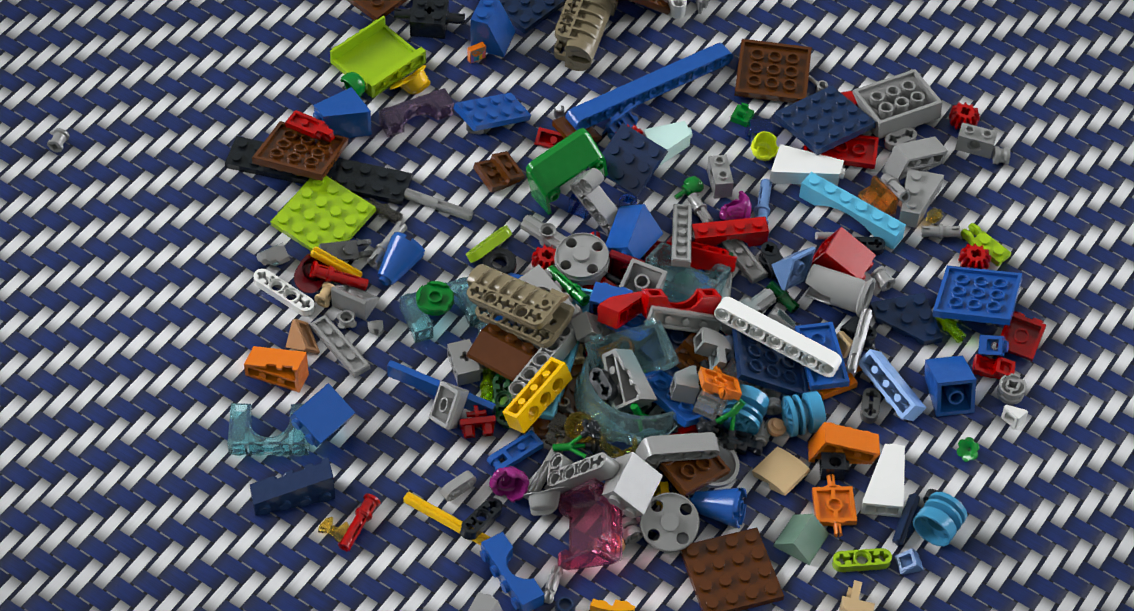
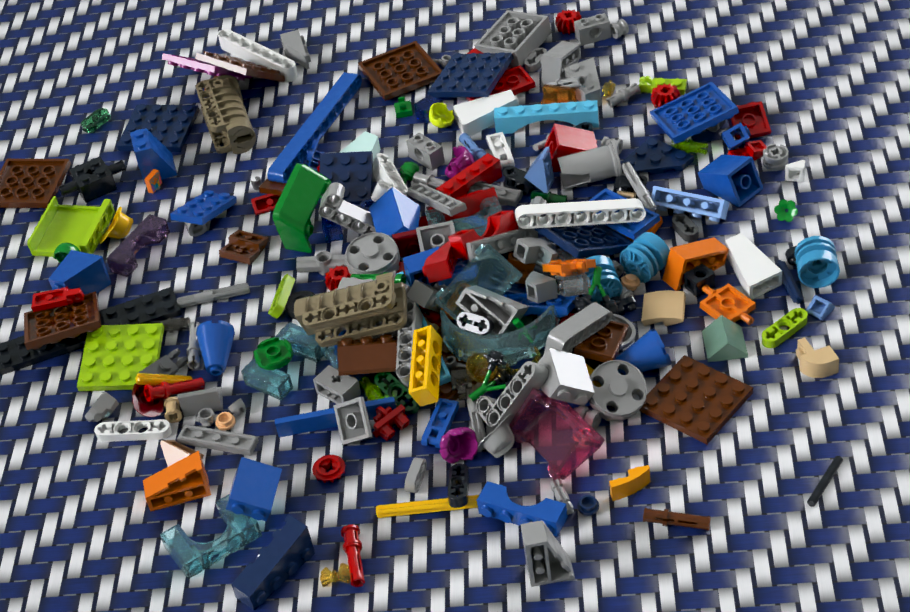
camera: 25 degrees left, 10 degrees down
(357, 333) = (225, 421): none -> light nougat plate
(401, 425) = (324, 463): none -> red gear
(661, 196) = (386, 177): none -> white beam
(784, 217) = (500, 149): none -> white plate

